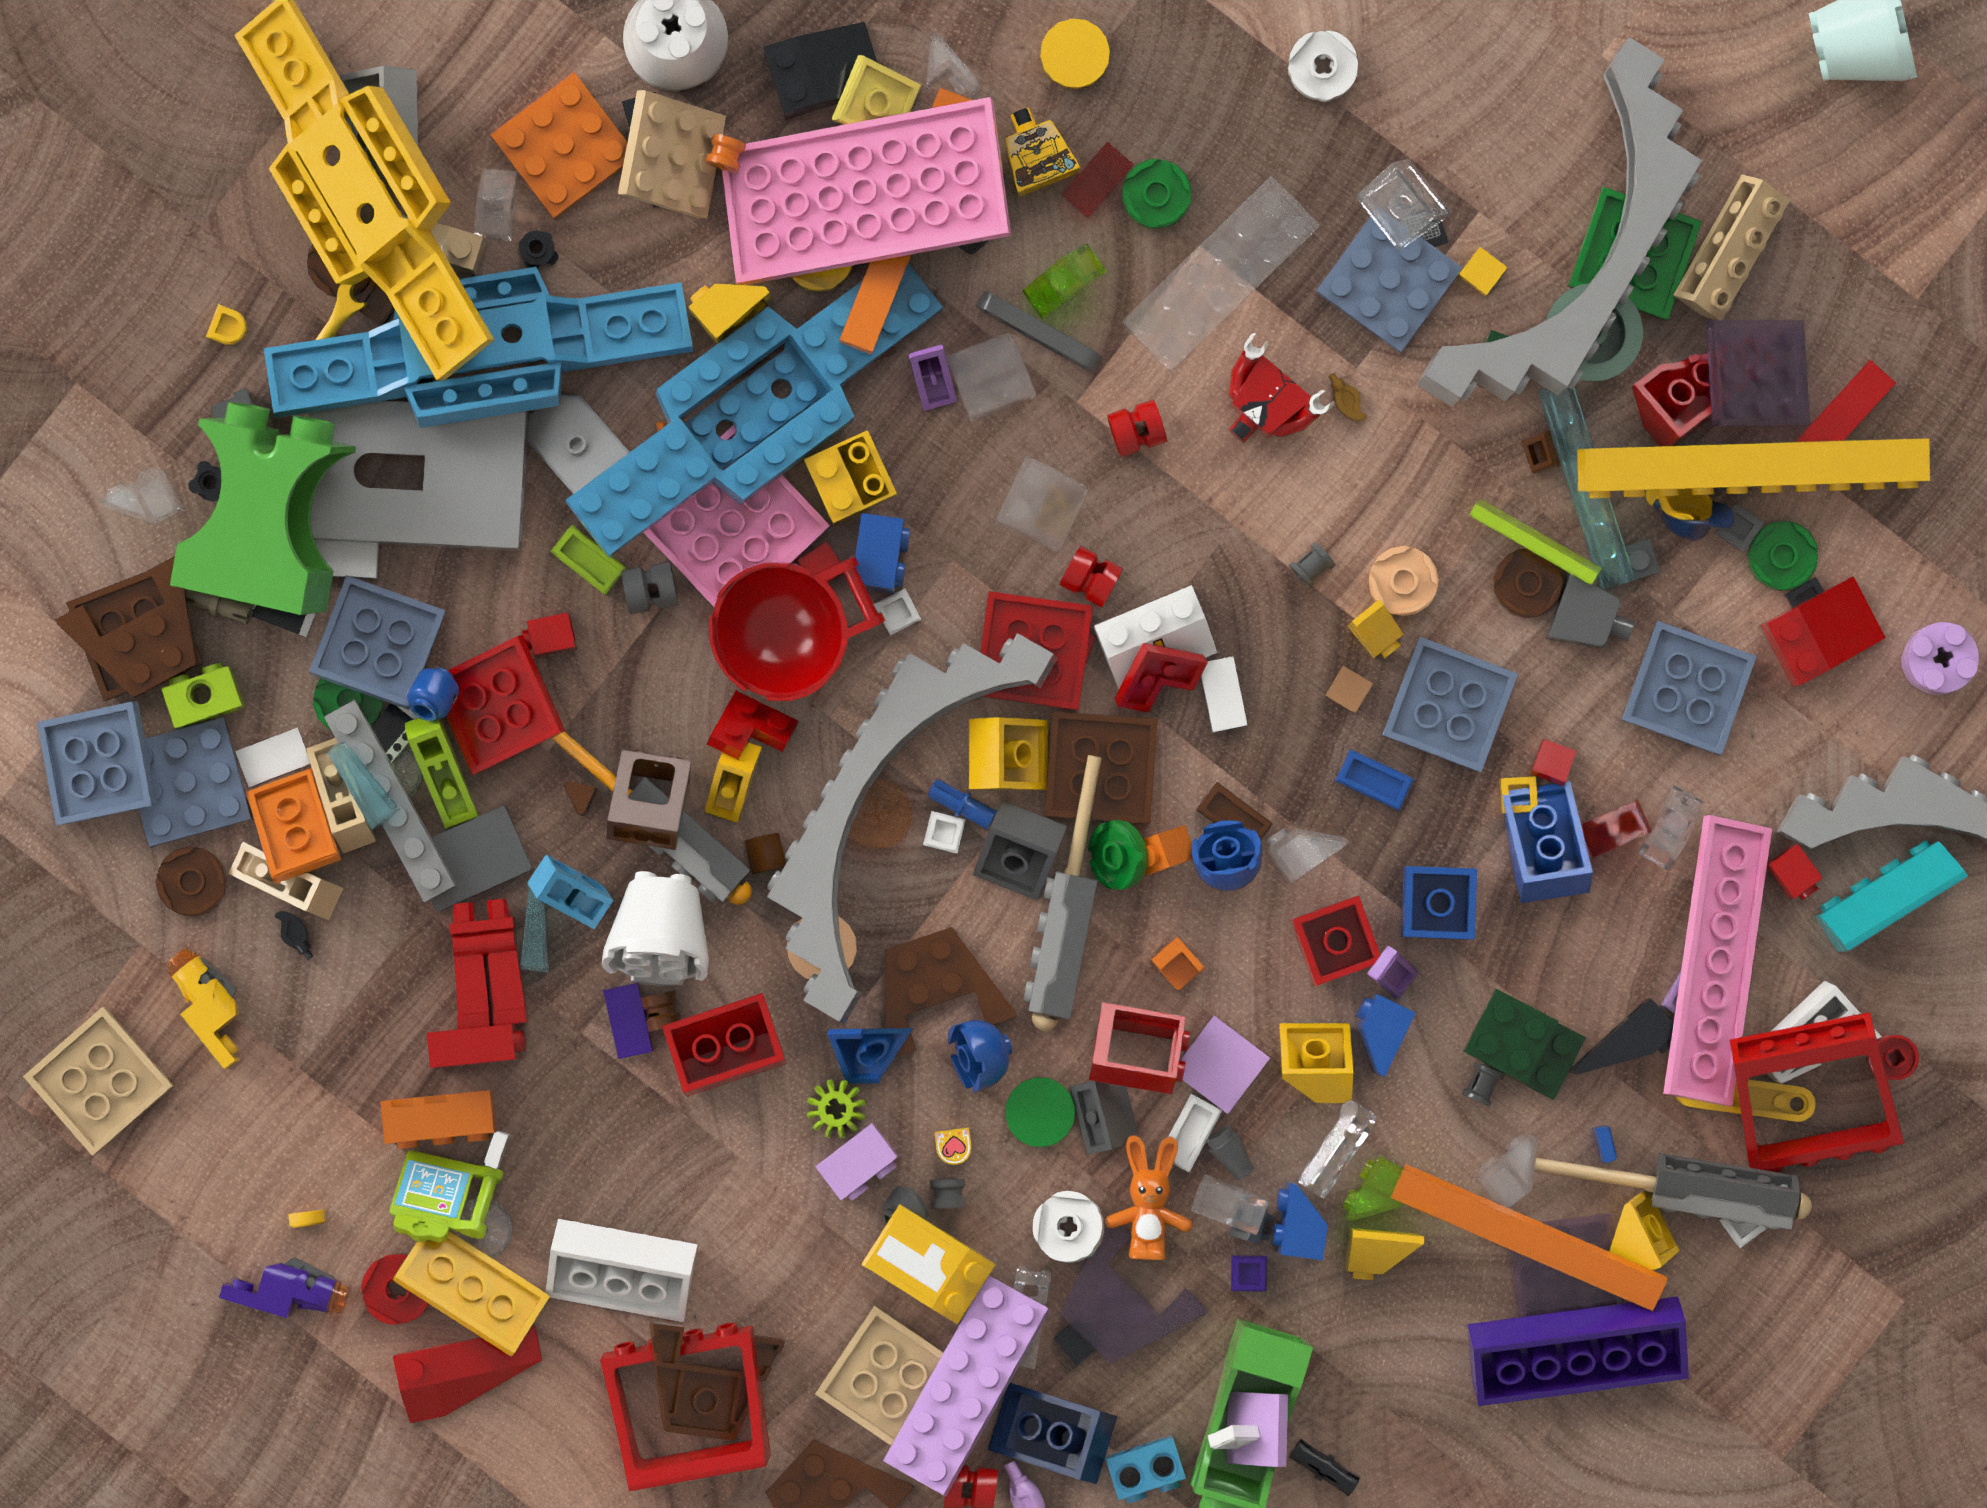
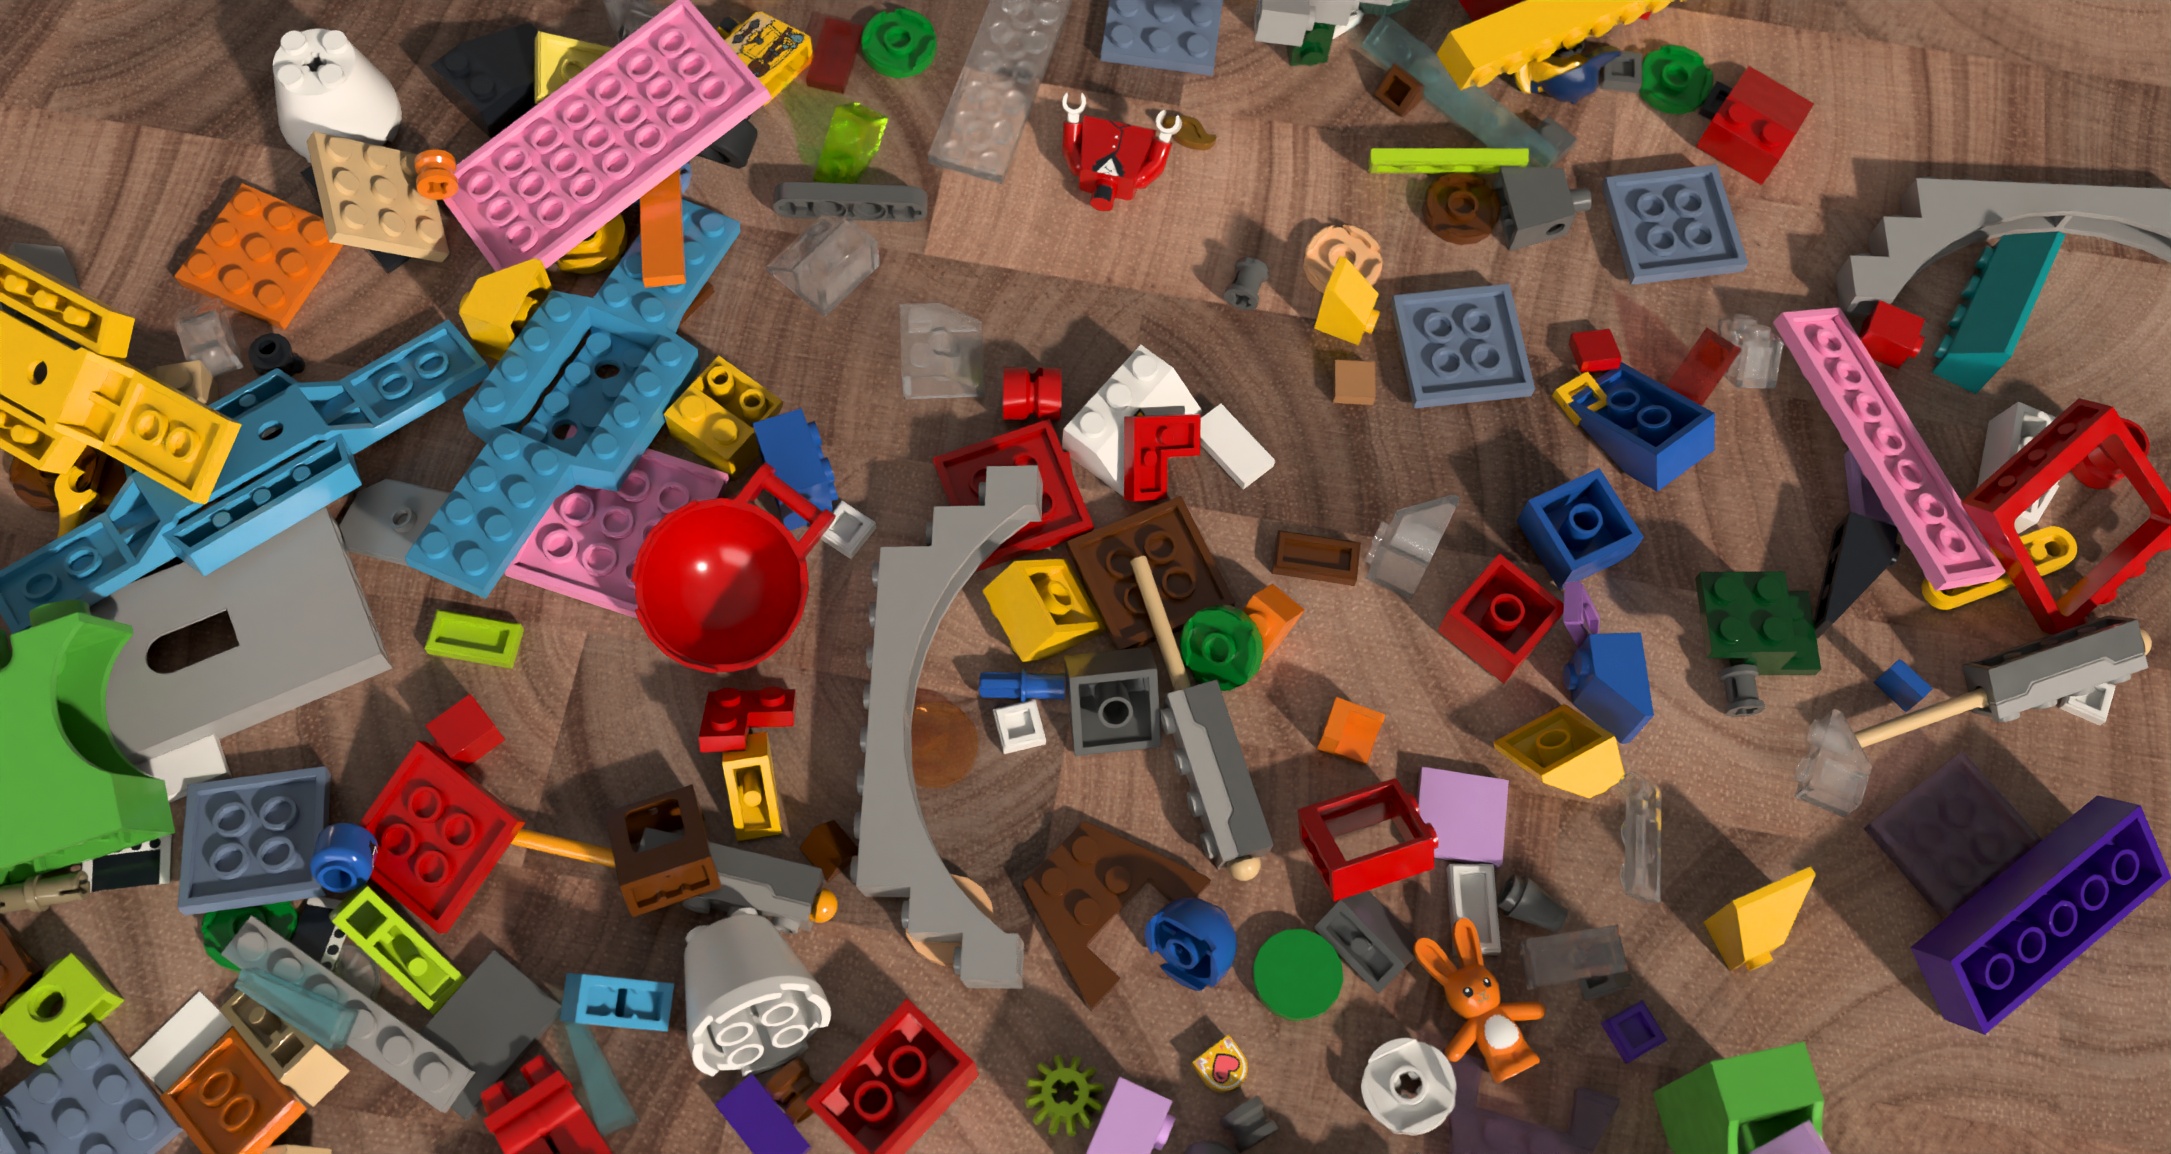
camera: 30 degrees left, 20 degrees down
(580, 796) = (580, 890): reddish brown slope -> none
(637, 589) = (542, 635): dark grey wheel -> none
(866, 1052) = (1063, 1006): blue slope -> none
(932, 377) = (760, 285): medium lavender slope -> none
(1125, 432) = (997, 239): red wheel -> none
(1227, 855) = (1338, 589): blue cylinder -> none
(1301, 1226) = (1661, 936): blue slope -> none
(1374, 780) = (1433, 453): blue tile -> none
(1375, 1191) = (1713, 855): clear neon green slope -> none
(1529, 1237) = (1912, 810): orange tile -> none
(1643, 1234) = (2015, 761): yellow slope -> none
(1946, 639) = (1879, 89): lavender brick -> none

